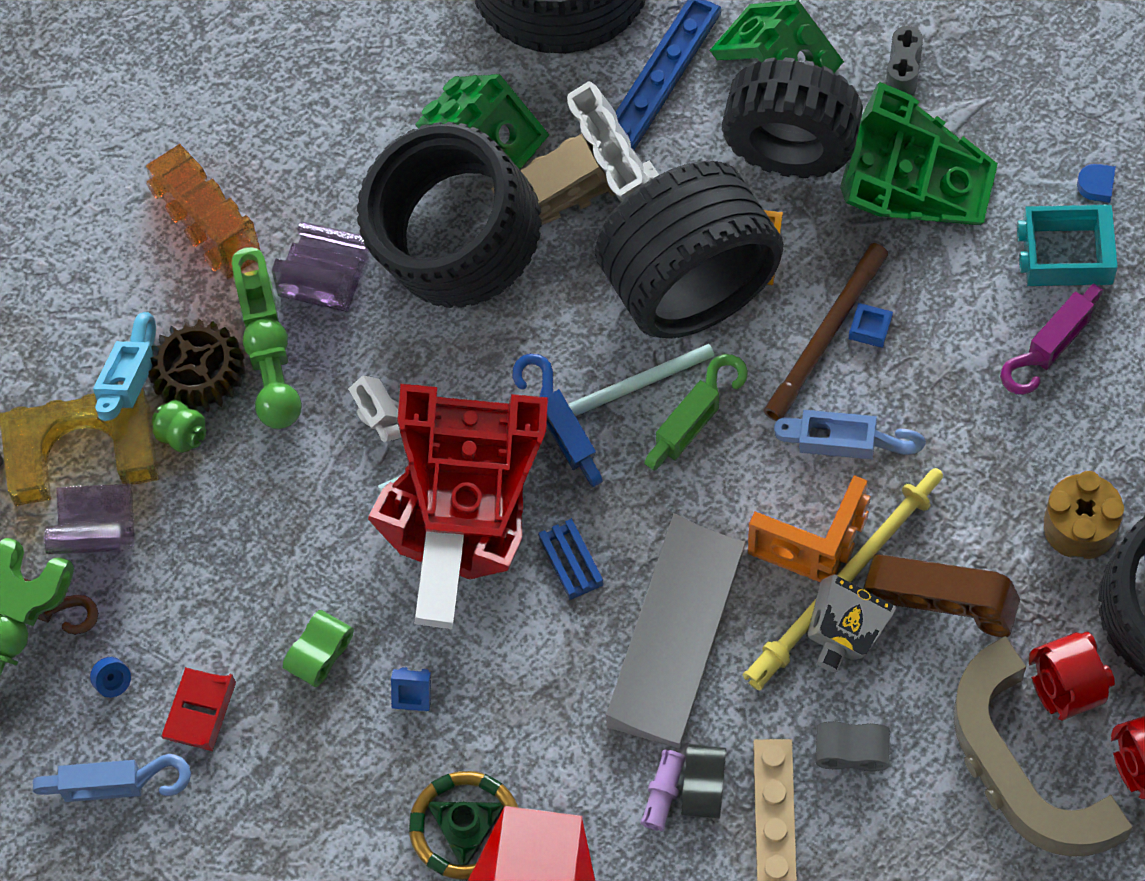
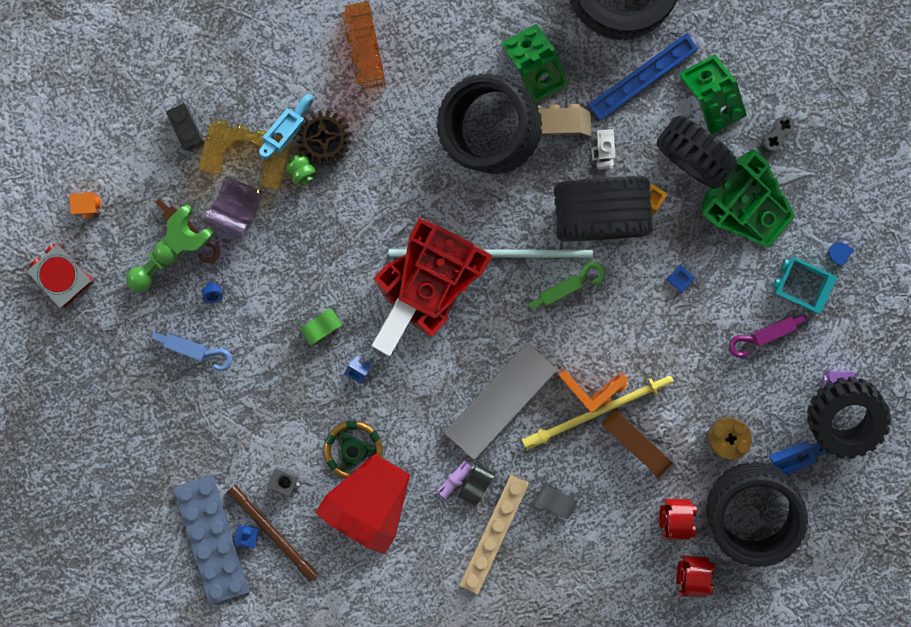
camera: 20 degrees right, 25 degrees up
(205, 691) = (241, 337): red piece -> none
(265, 341) = (364, 144): bright green piece -> none
(321, 267) = (413, 109): clear purple piece -> none
(376, 407) = (407, 208): white piece -> none
(558, 533) = (466, 353): blue tile -> none
(561, 420) = (495, 262): blue piece -> none
(608, 140) = (594, 125): white brick -> none
(788, 390) = (692, 247): reddish brown piece -> none
(846, 621) = (584, 439): torso -> none
(849, 436) = (636, 337): medium blue piece -> none
(1008, 788) = (635, 497): dark tan arch -> none

